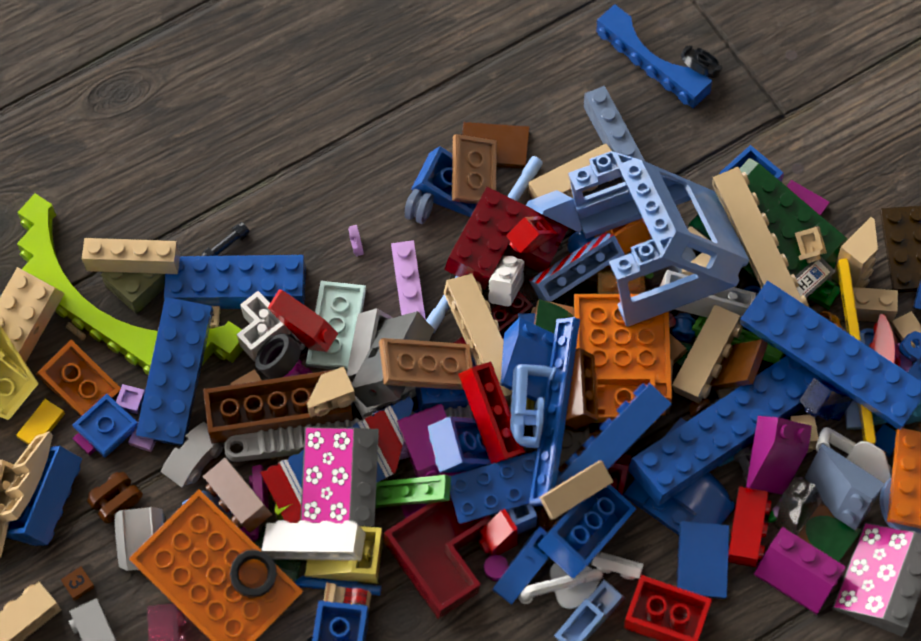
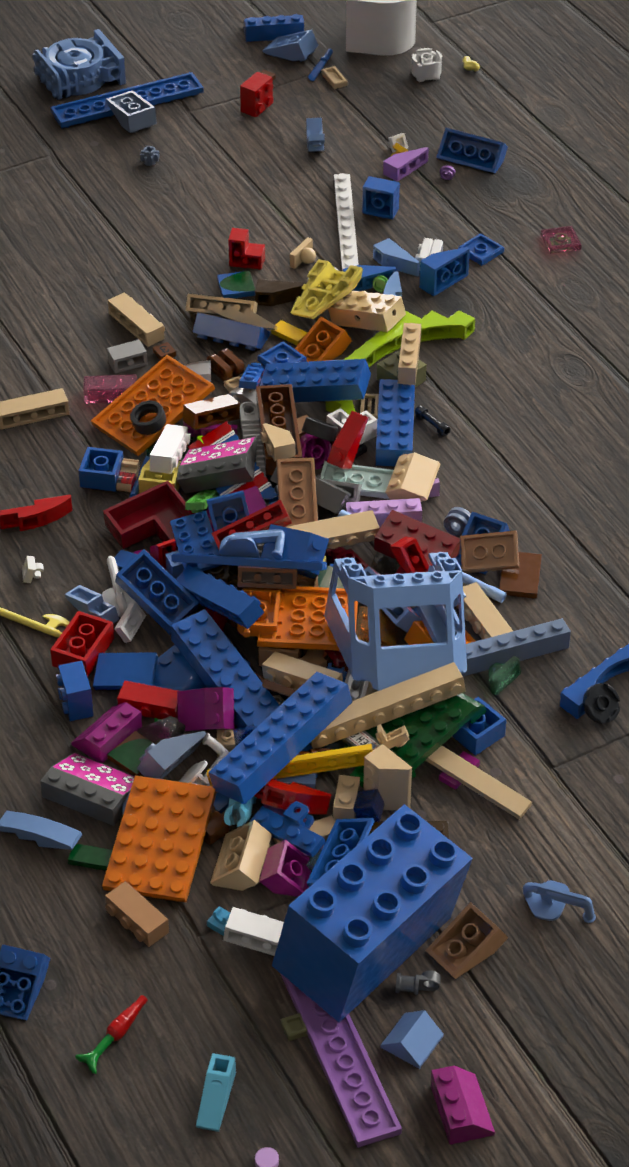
camera: 90 degrees right, 20 degrees down
(150, 484) = (232, 383): none -> tan tile
(154, 454) = (252, 376): none -> blue plate
(351, 254) = (412, 477): none -> tan slope
(506, 281) = (376, 554): white brick -> none
(576, 489) = (180, 571): tan tile -> none
(663, 157) = (502, 675): none -> clear green tile
(753, 609) = (74, 691): none -> blue brick
(830, 169) = (480, 782): none -> tan tile
(888, 277) = (369, 805): none -> clear blue brick

